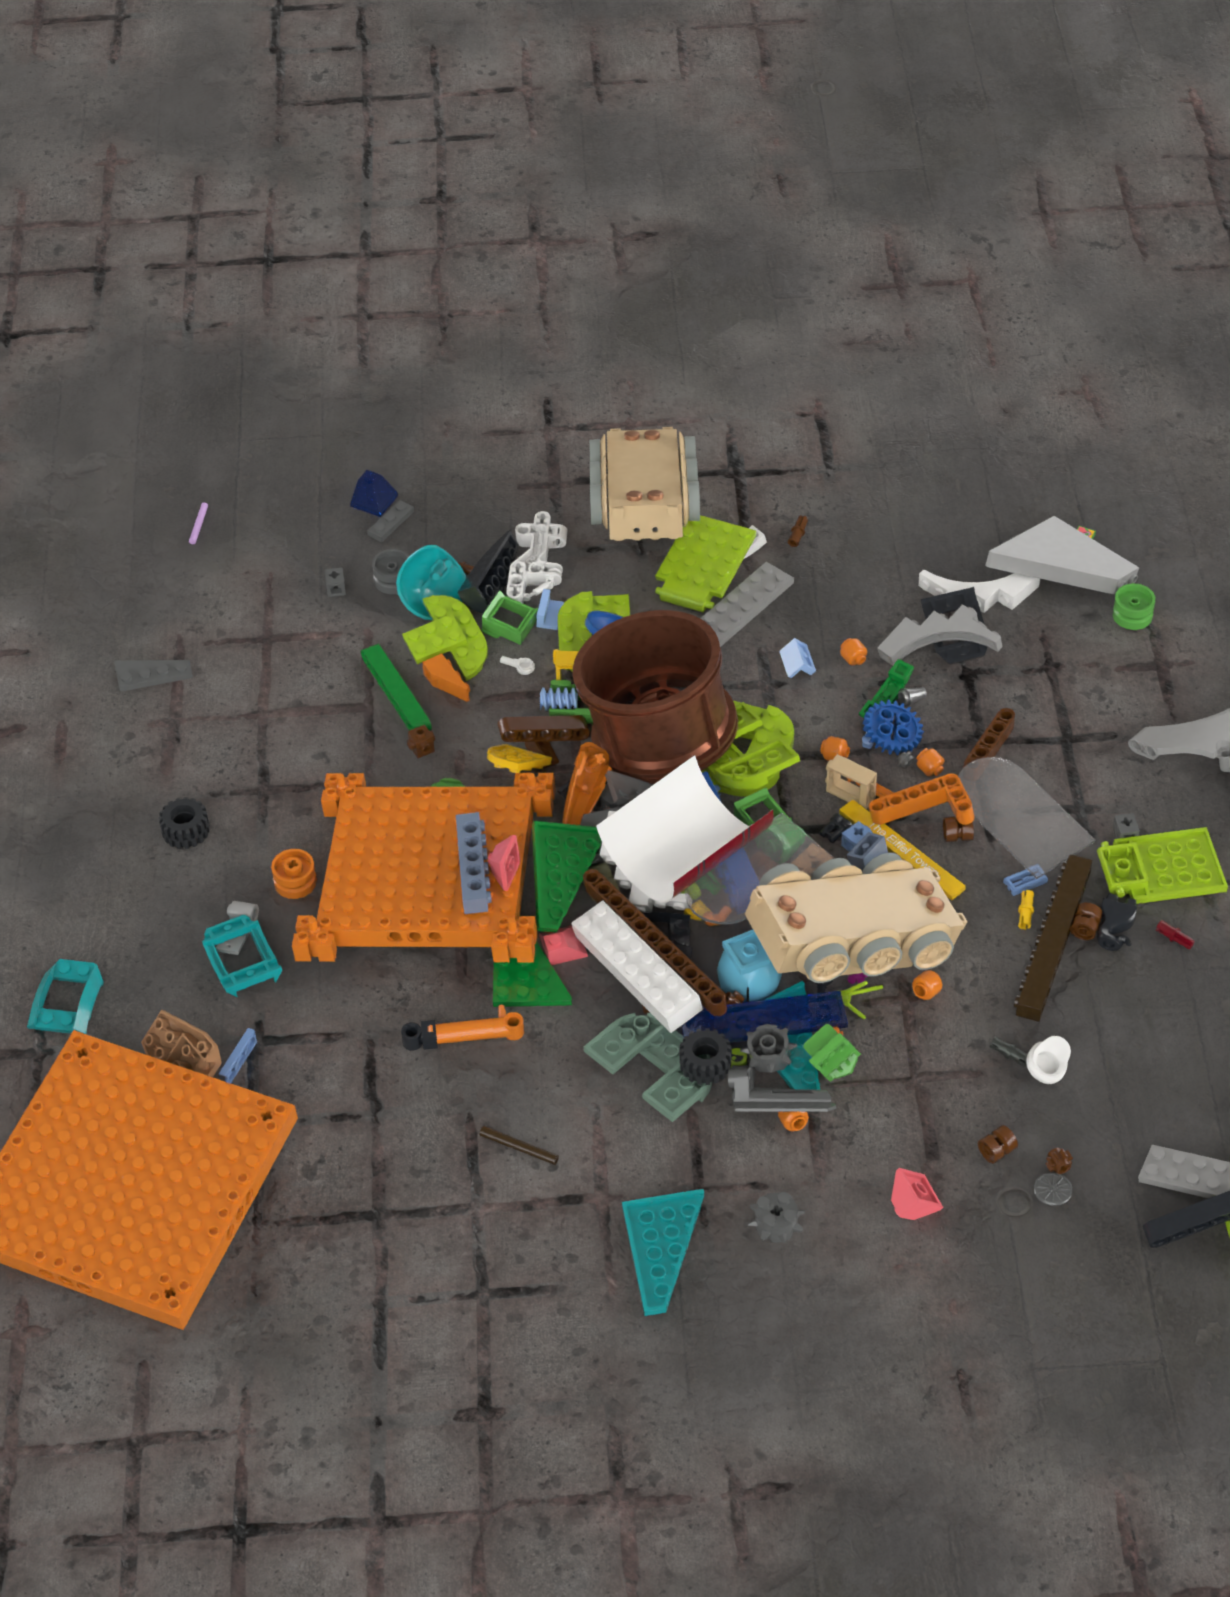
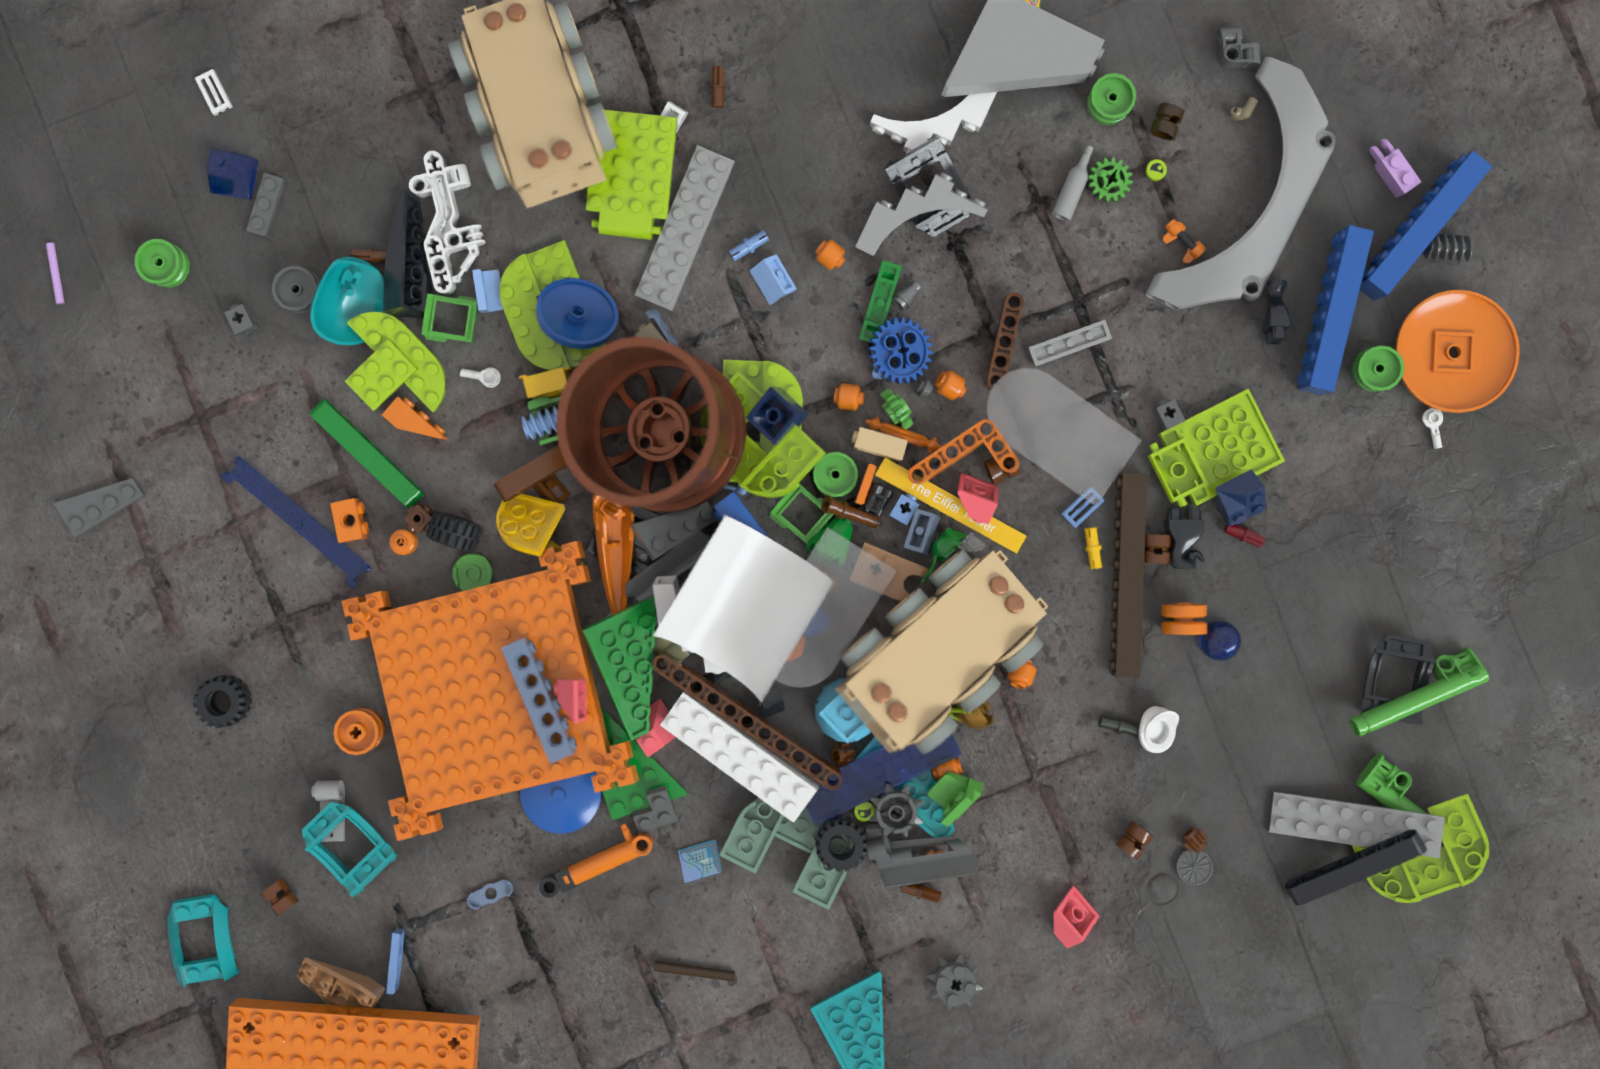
camera: 20 degrees left, 40 degrees up
(157, 978) = (286, 901): none -> reddish brown wheel
(290, 531) = (162, 263): none -> bright green wheel
(314, 720) = (297, 519): none -> clear blue piece
(338, 1034) = (478, 898): none -> sand blue piece
(358, 729) = (341, 511): none -> orange brick
(385, 456) = (221, 107): none -> white tile
(399, 752) = (410, 542): none -> orange head
(447, 749) = (454, 531): none -> black tyre
(453, 974) = (562, 804): none -> blue dish
(543, 1004) = (660, 812): none -> dark grey plate
(563, 1052) = (700, 862): none -> piece
(765, 727) = (776, 414): none -> dark blue slope
(768, 1135) = (922, 892): none -> reddish brown axle
(784, 632) = (748, 245): none -> medium blue pin
(800, 816) = (843, 510): none -> reddish brown pin
(803, 795) = (847, 474): none -> bright green wheel
(827, 806) = (865, 484): none -> orange tile
(871, 999) = (978, 718): none -> pearl gold cylinder
(875, 759) = (896, 409): none -> bright green gear
(928, 843) = (978, 498): none -> coral slope
(1050, 759) = (1069, 343): none -> light grey plate
(1082, 659) = (1072, 188): none -> light grey piece
(1097, 974) = (1184, 618): none -> orange wheel
(1118, 660) = (1103, 175): none -> bright green gear
(1129, 1009) = (1221, 641): none -> clear blue cylinder
(1162, 665) = (1156, 170): none -> lime tile
(1169, 707) = (1176, 230): none -> orange piece
(1176, 896) = (1240, 498): none -> dark blue slope
(1180, 632) = (1166, 124): none -> dark brown wheel

